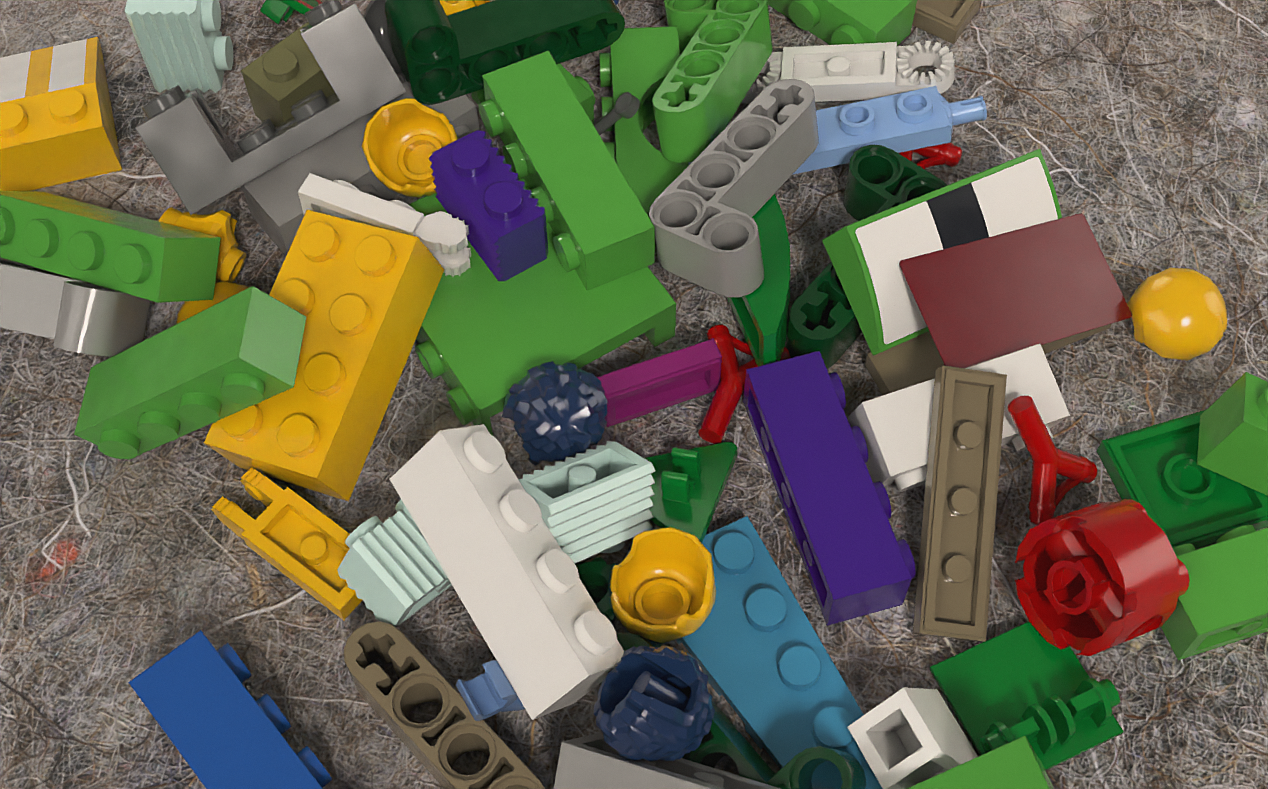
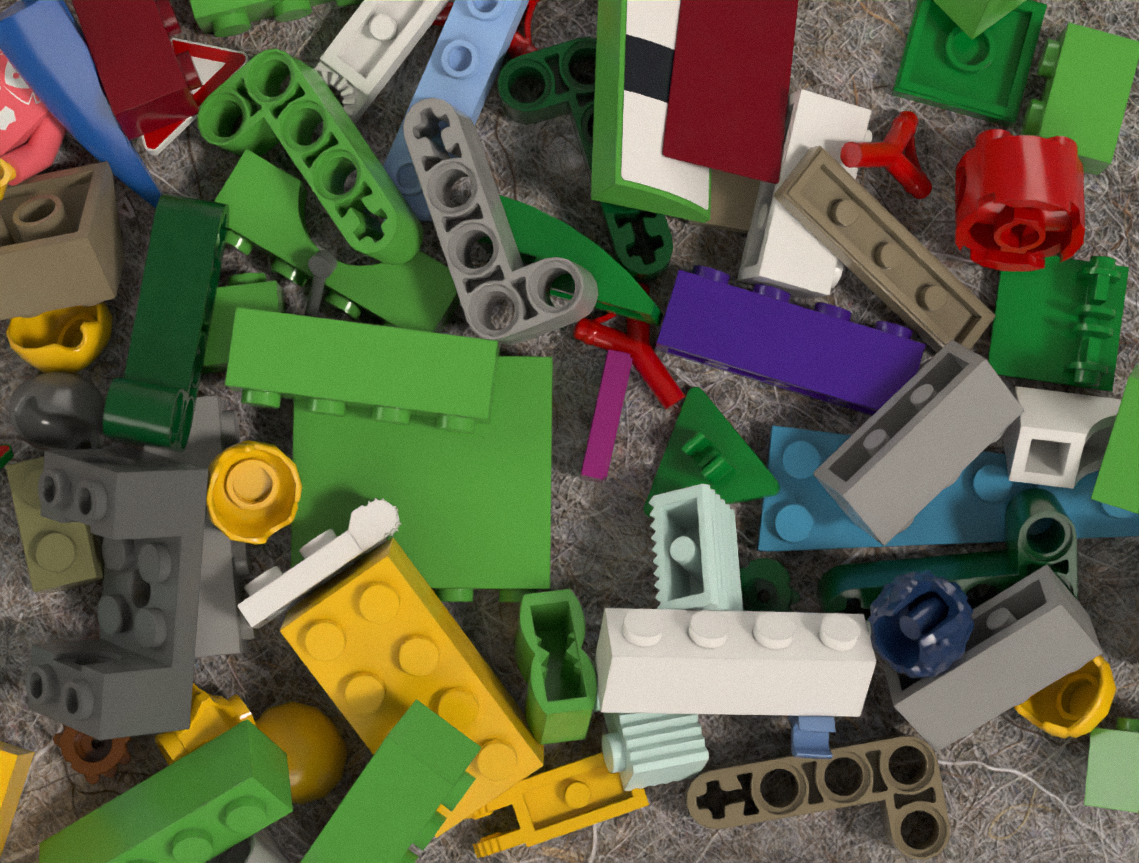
camera: 55 degrees left, 25 degrees up
(145, 191) = (89, 760): none -> reddish brown animal
(395, 439) = (555, 666): none -> bright green brick
(500, 213) = (363, 462): dark purple brick -> none
(557, 411) = (599, 529): dark blue piece -> none
(664, 585) = (814, 546): yellow hair -> none
(821, 619) = (919, 441): none -> light grey brick

